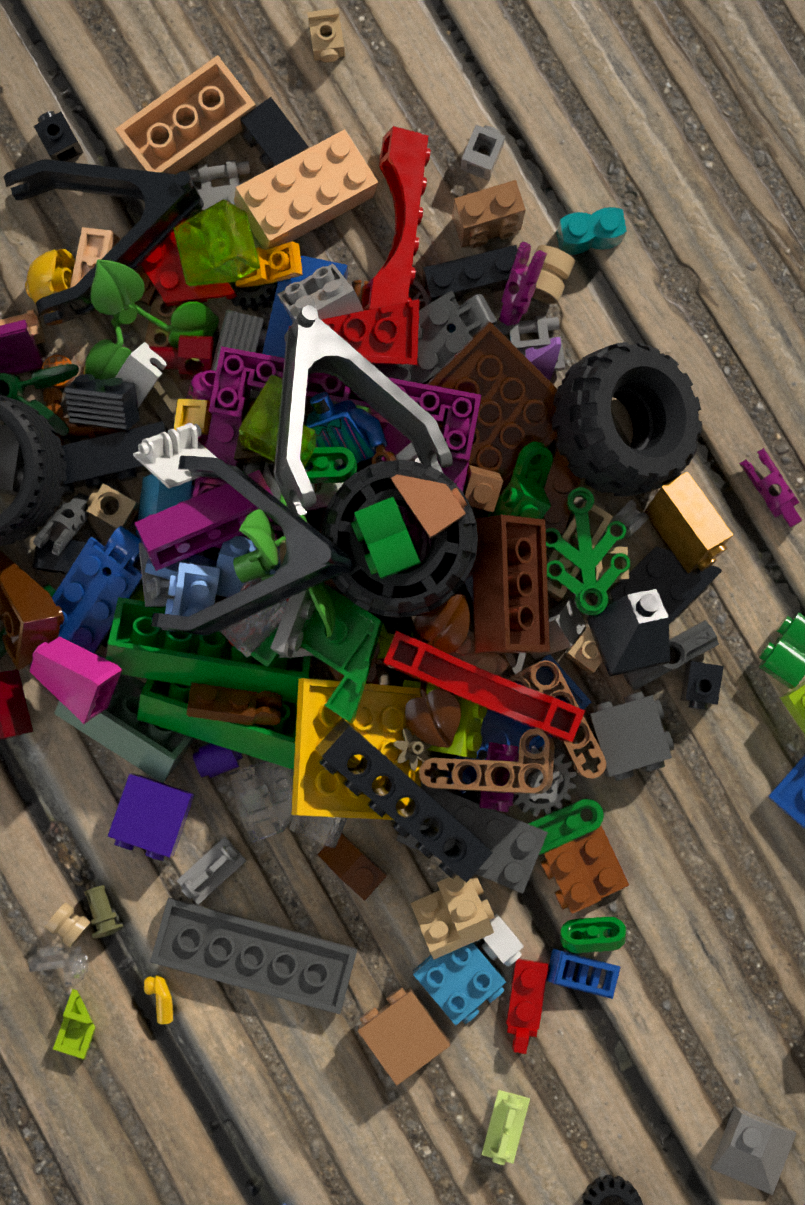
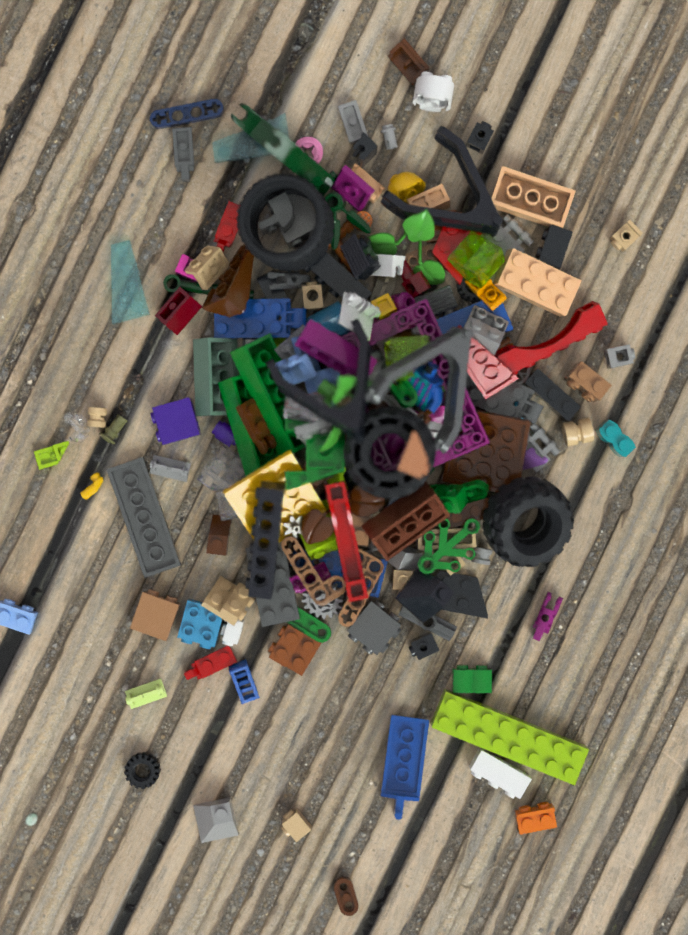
camera: 60 degrees right, 5 degrees up
(75, 677) = (217, 339): dark pink slope -> none
(386, 538) = (383, 448): green brick -> none
(482, 488) = (446, 473): medium nougat brick -> none
(521, 284) = (561, 423): magenta hinge -> none
(592, 934) = (265, 674): green plate -> none
(688, 523) = (498, 586): pearl gold brick -> none

